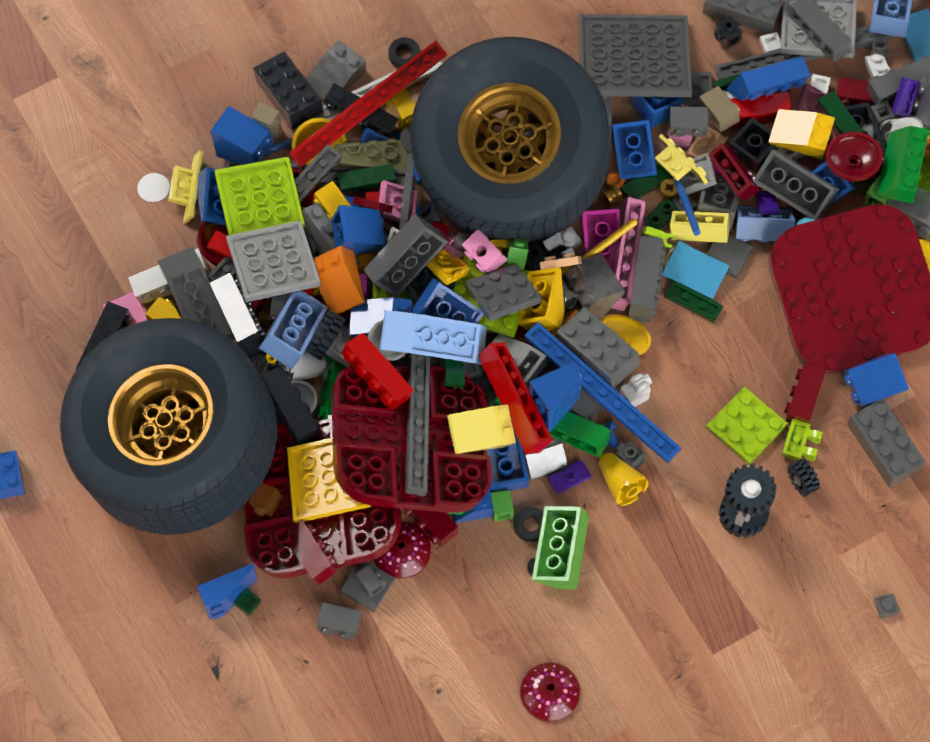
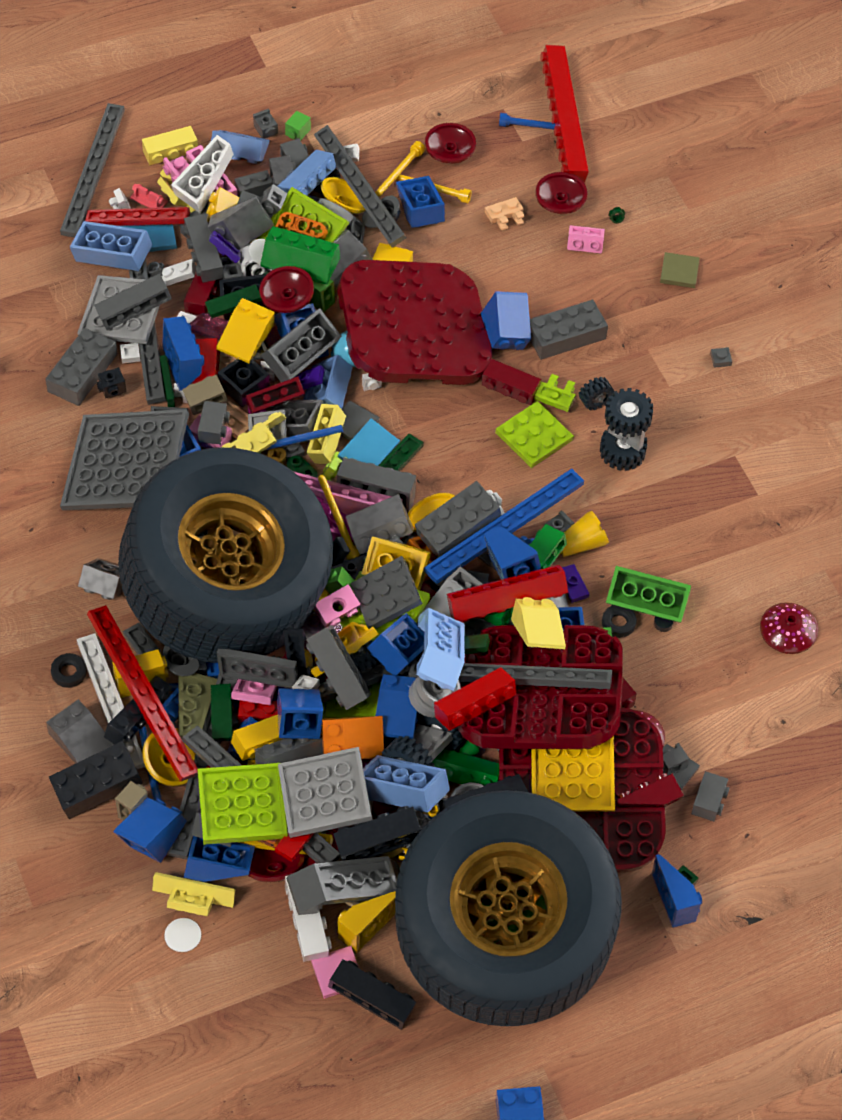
camera: 85 degrees left, 10 degrees down
(365, 203) = (259, 709): dark red plate -> none
(568, 260) = (357, 543): light nougat plate -> none

